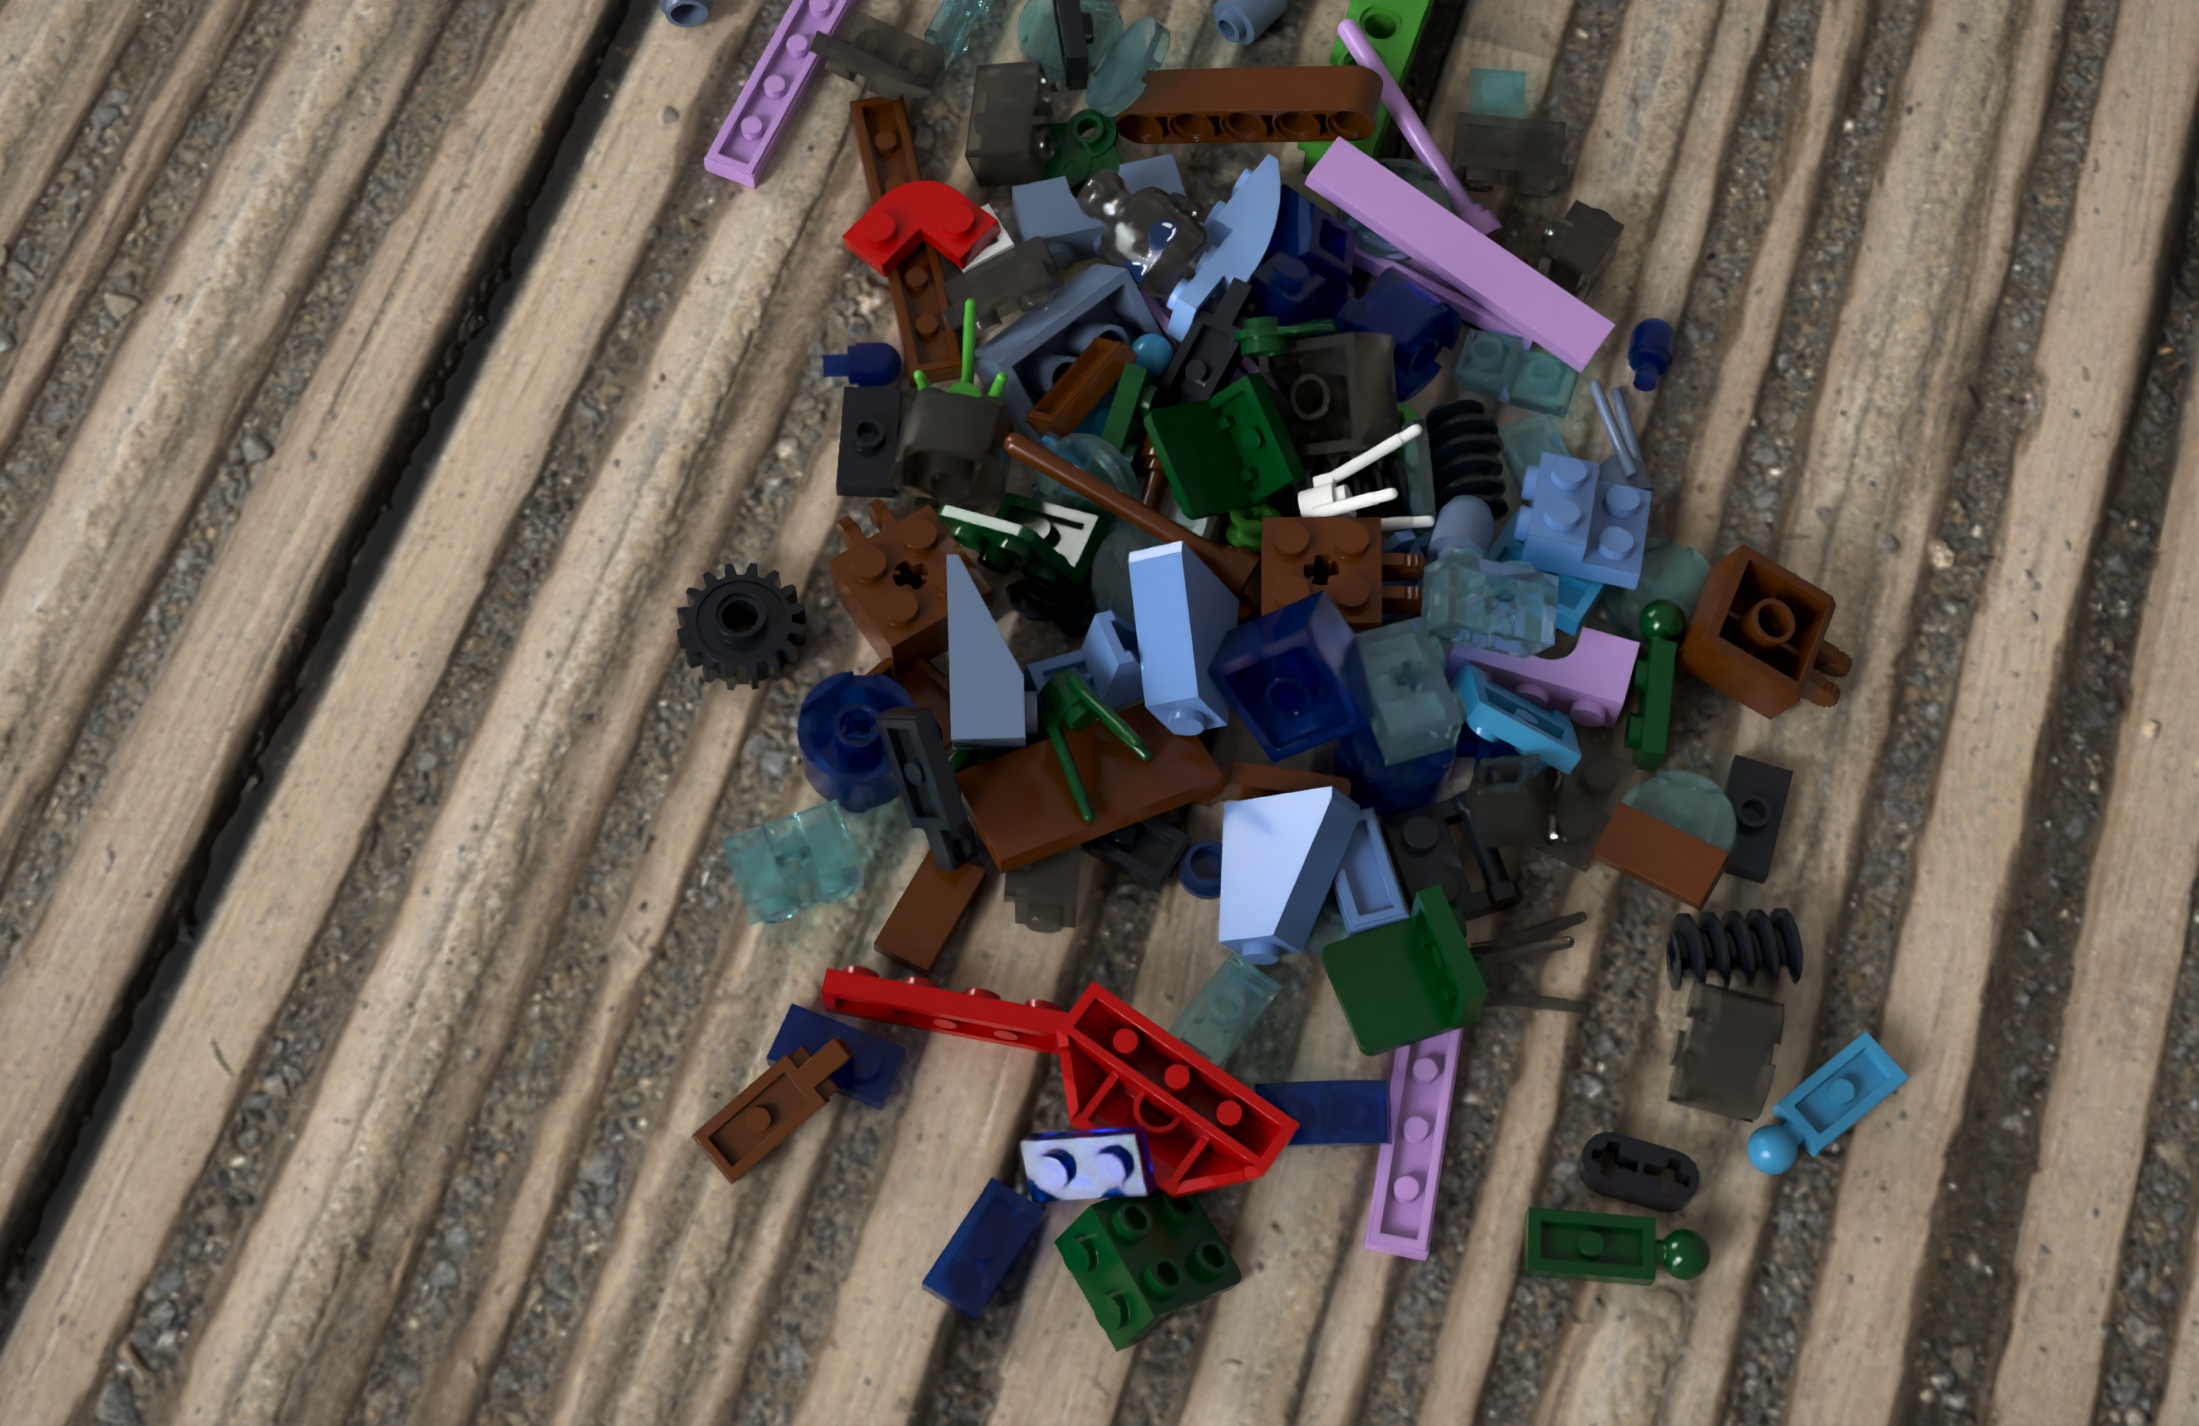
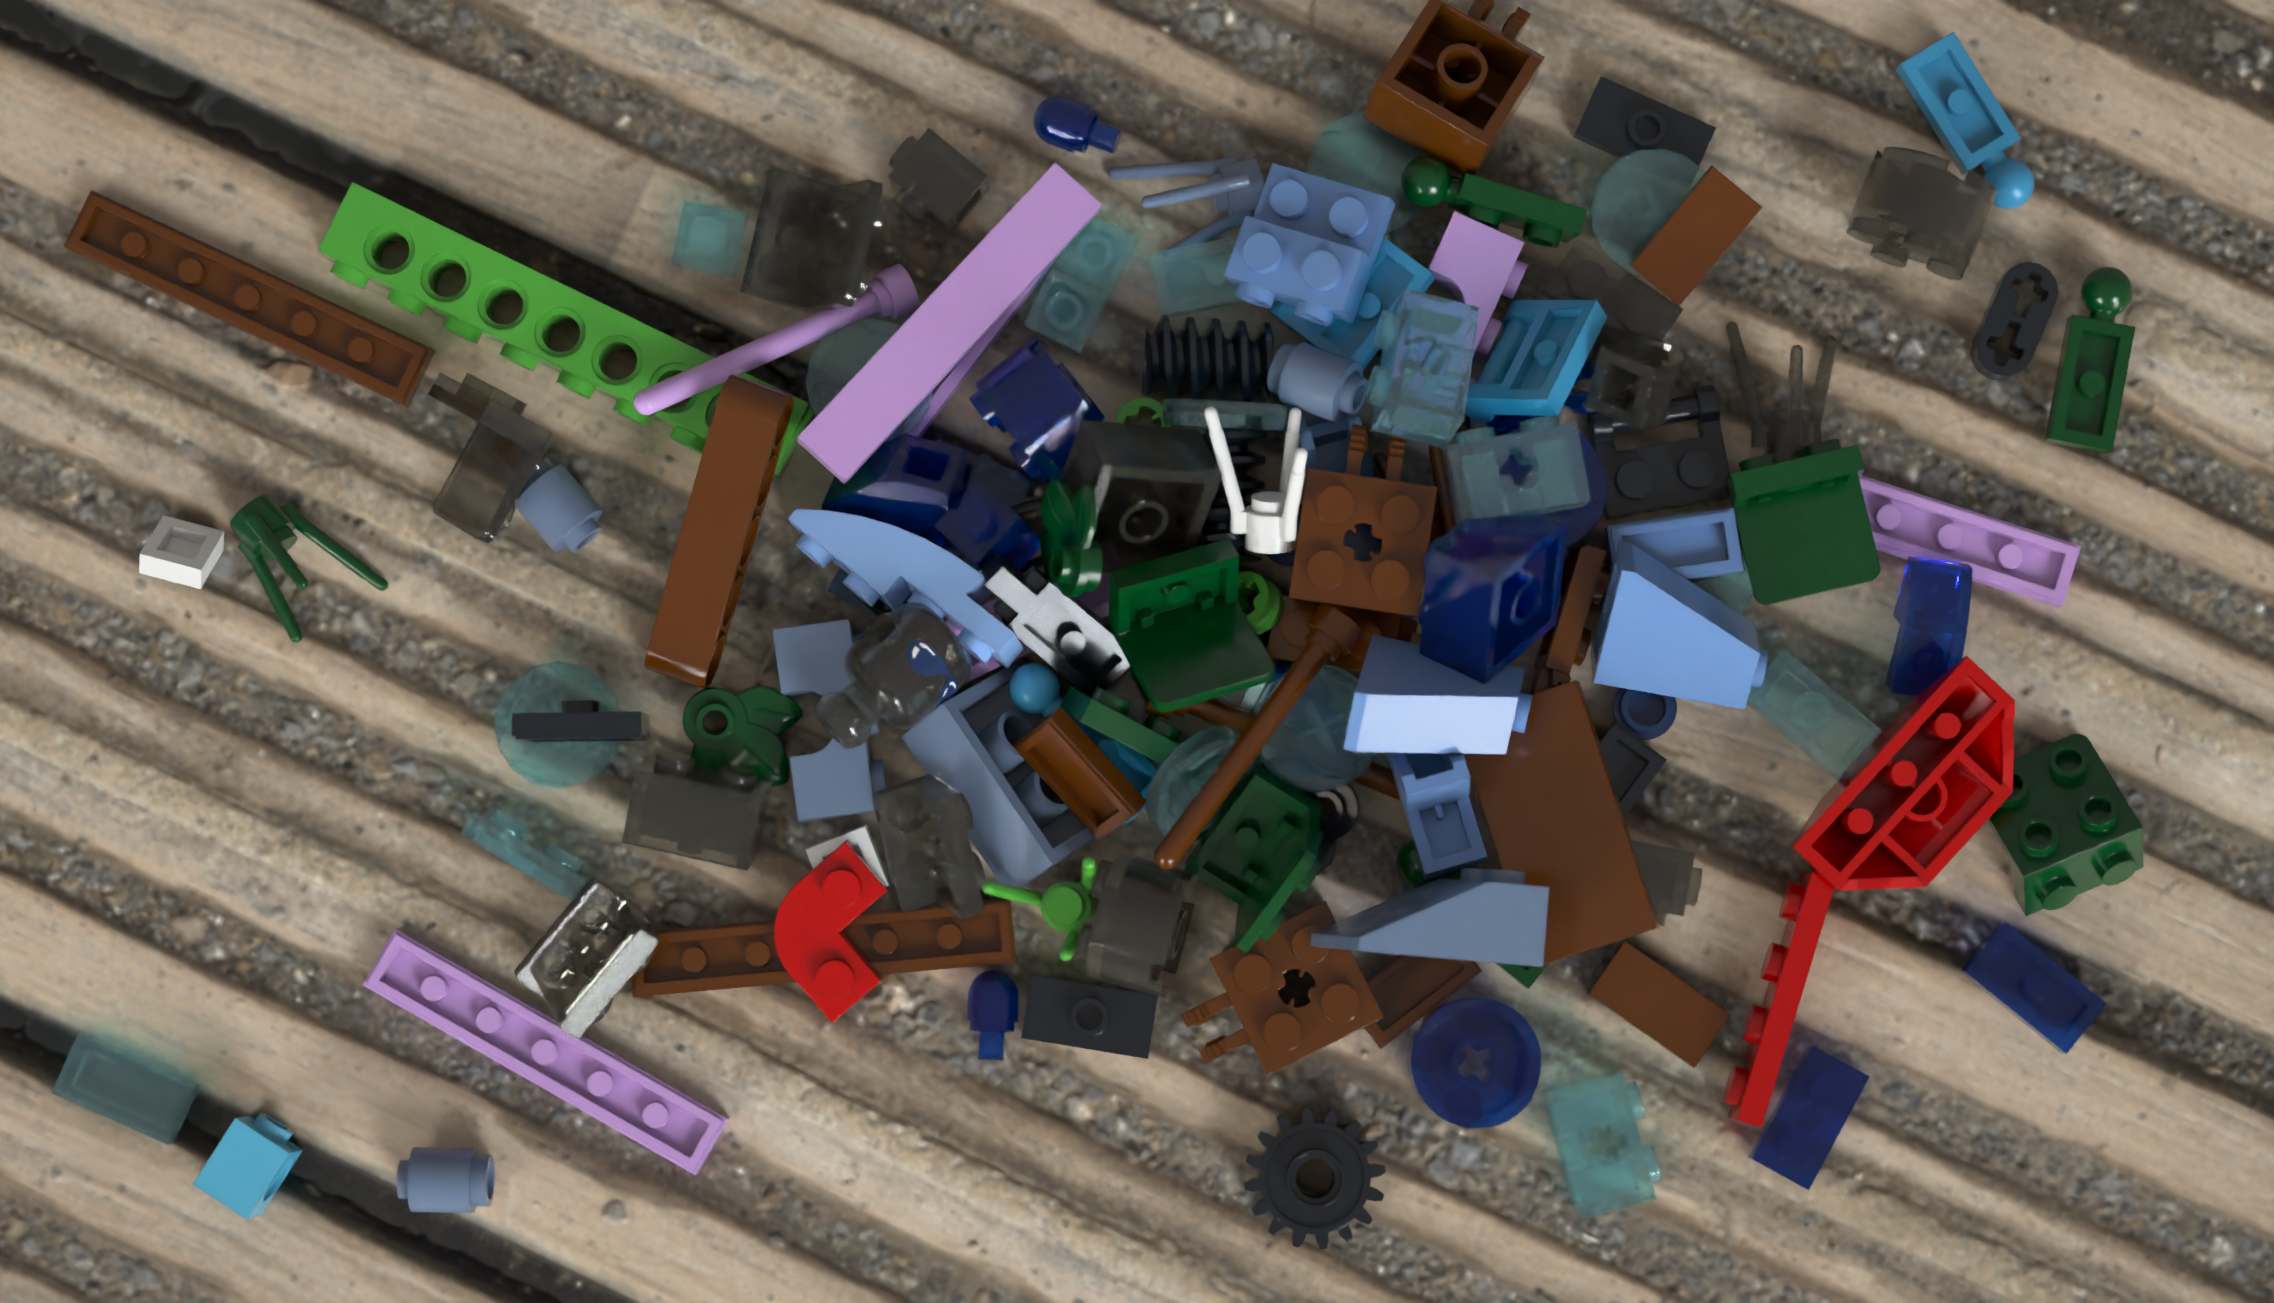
camera: 75 degrees left, 20 degrees up
(772, 1108) = (1871, 1186): reddish brown hinge -> none
(928, 783) = (1554, 995): black hinge -> none
(1076, 704) = (1488, 827): dark green plant -> none
(1088, 1164) = (1969, 873): clear blue plate -> none
(1119, 74) = (647, 666): clear light blue tile -> none
(1734, 945) = (1797, 181): black piece -> none

